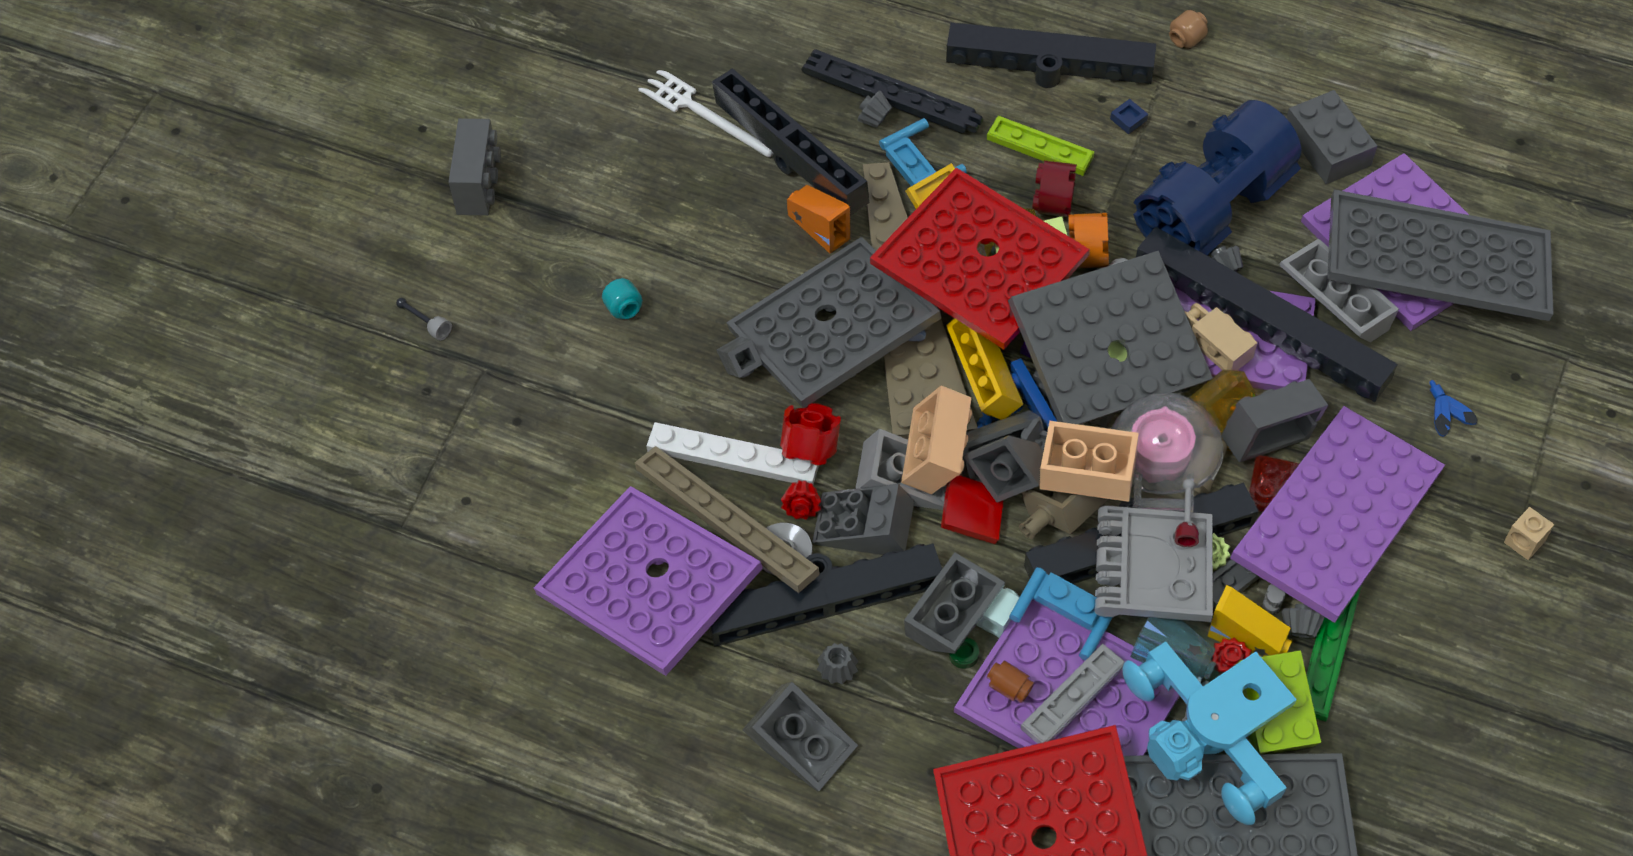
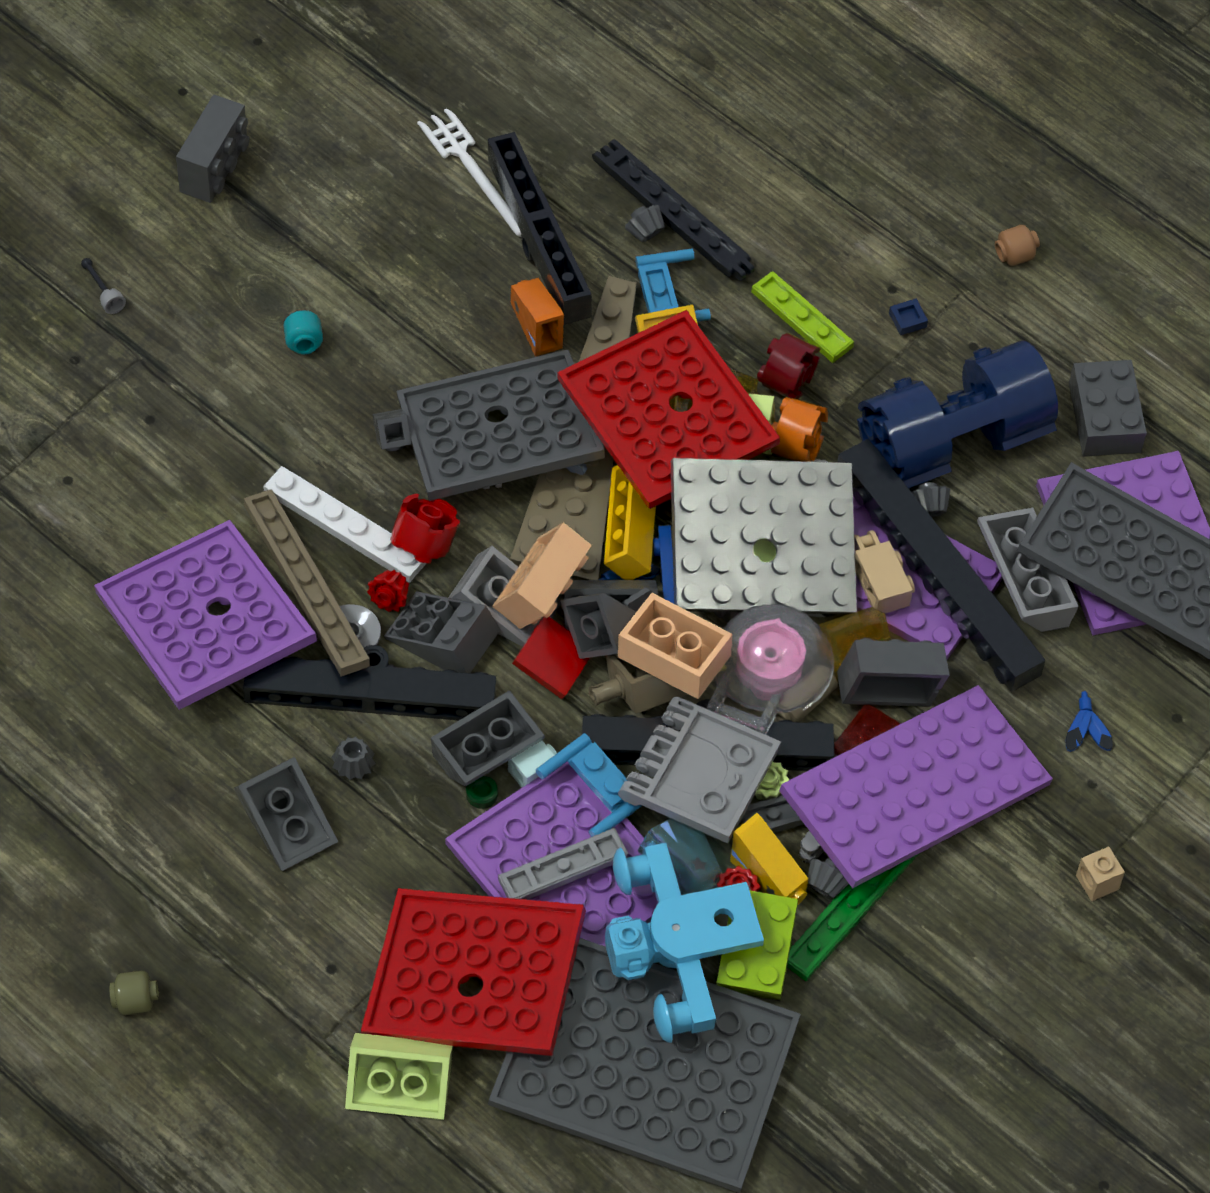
camera: 15 degrees right, 0 degrees up
(1010, 681) = (507, 832): dark orange brick -> none
(1050, 54) = (858, 224): black hinge -> none
(1186, 532) = (742, 749): dark red hinge -> none

